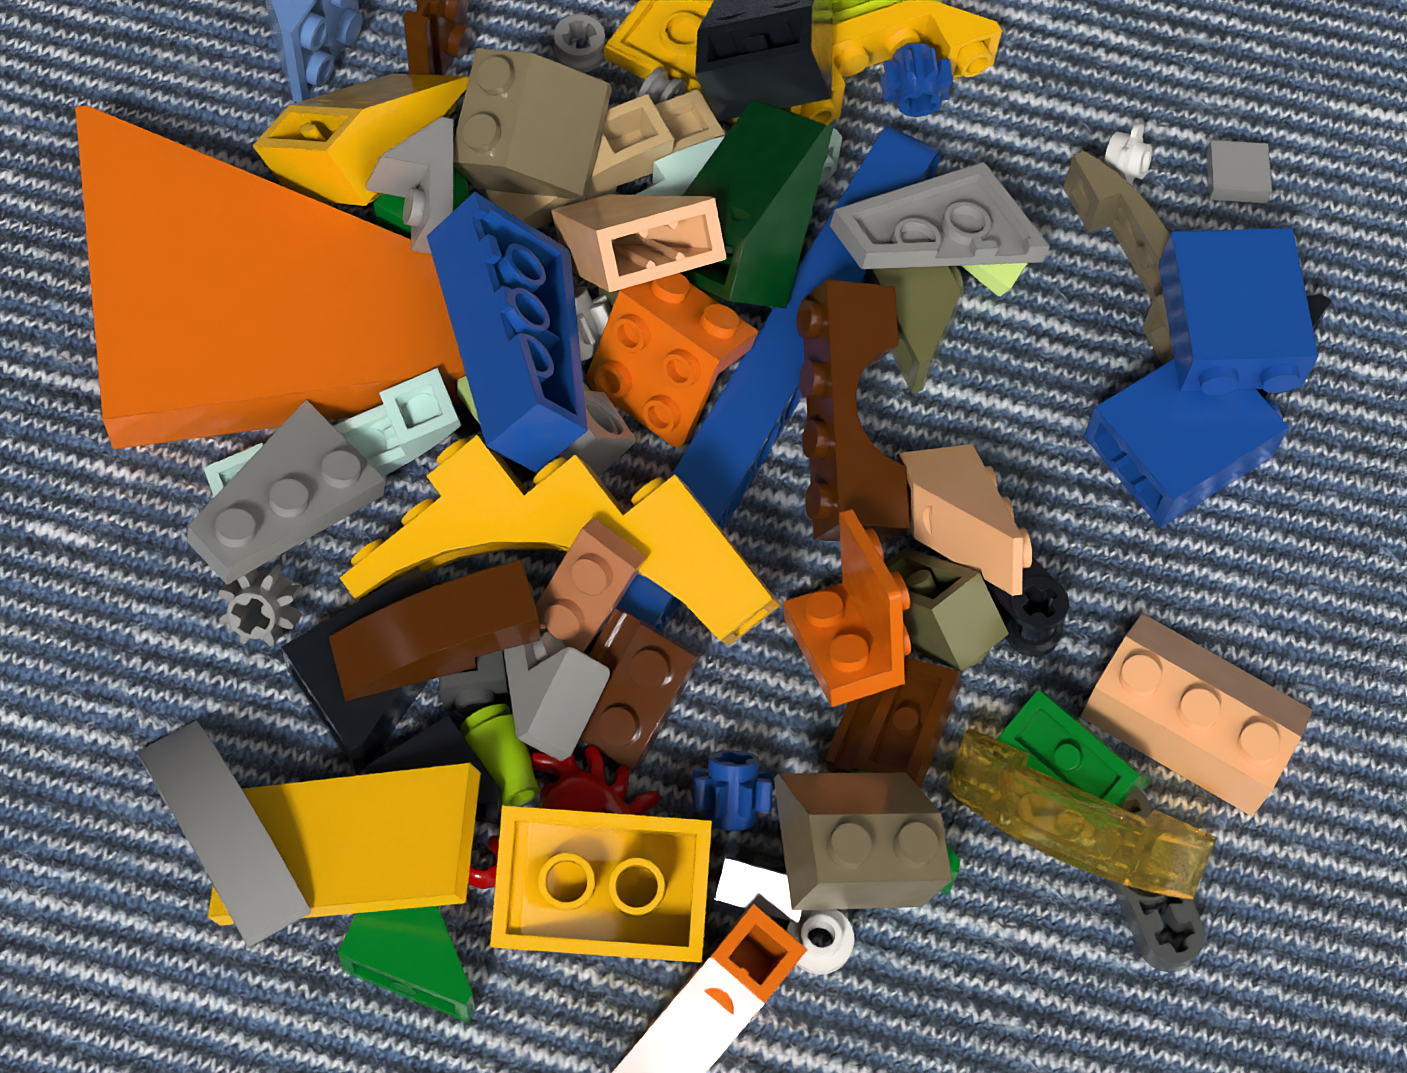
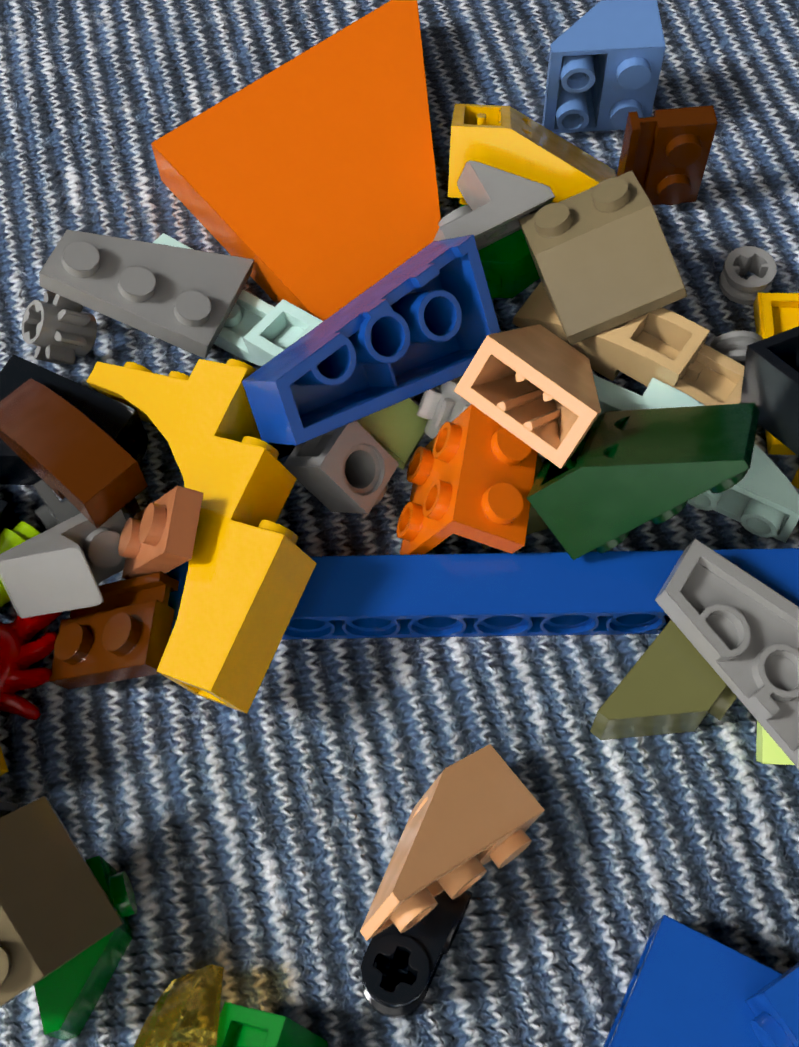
camera: 70 degrees right, 0 degrees up
(732, 790) = (59, 770): blue gear -> none
(842, 334) = (424, 725): reddish brown arch -> none
(855, 628) = (271, 791): orange bracket -> none
(896, 726) = (208, 891): reddish brown plate -> none
(949, 610) = (346, 869): olive slope -> none

